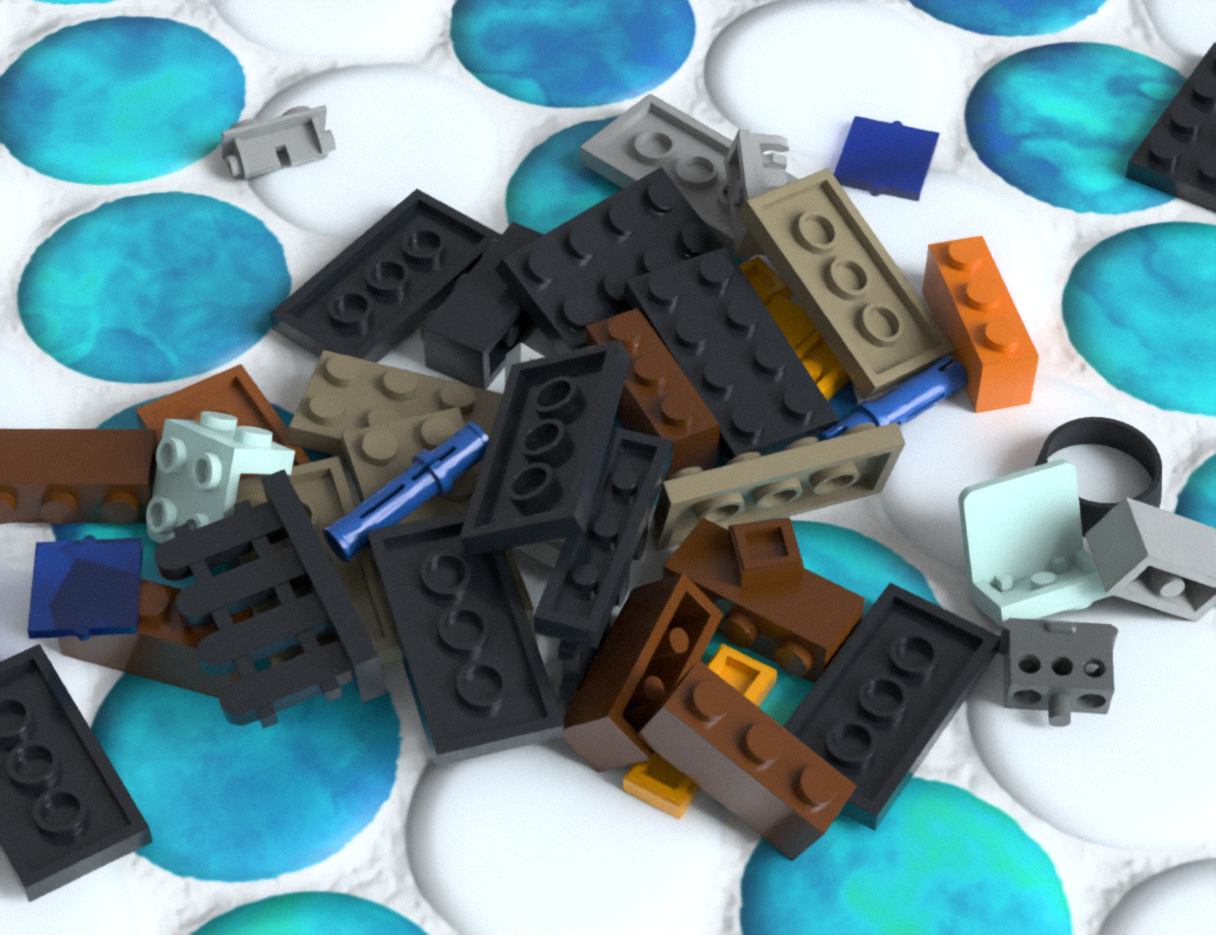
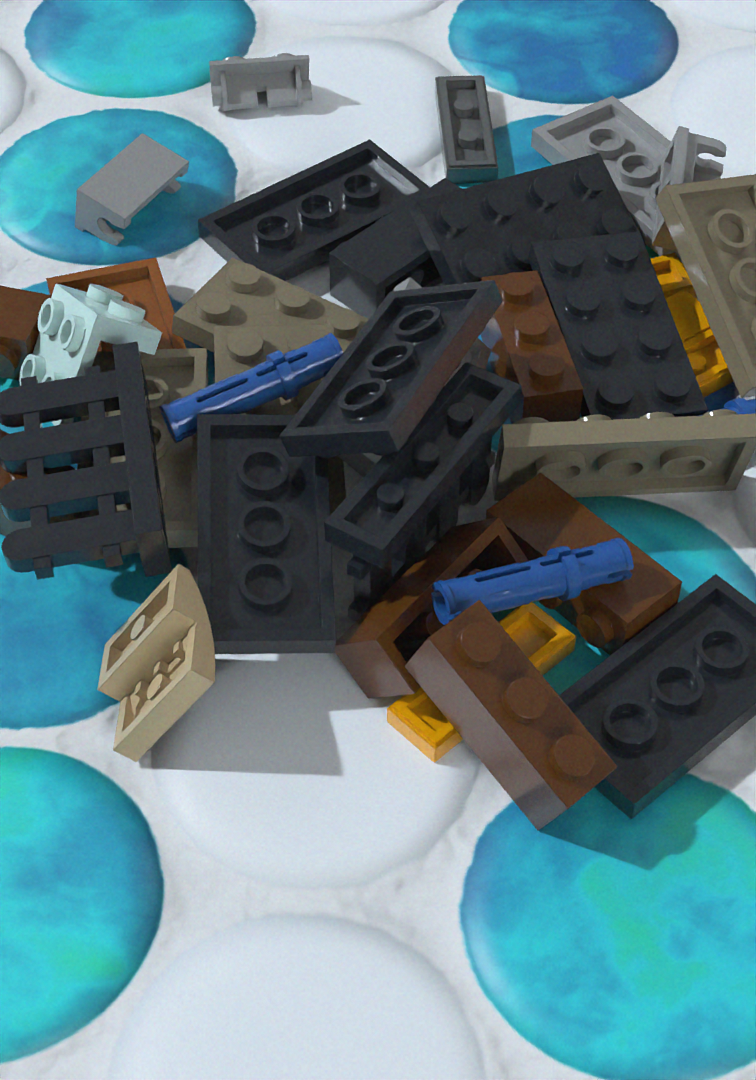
camera: 15 degrees right, 0 degrees up
(183, 291) = (126, 187): none -> light grey hinge
(401, 783) = (158, 663): none -> tan slope
(507, 155) = (465, 129): none -> dark grey tile
(753, 617) = (558, 574): none -> blue pin
(765, 552) = (591, 514): reddish brown tile -> none

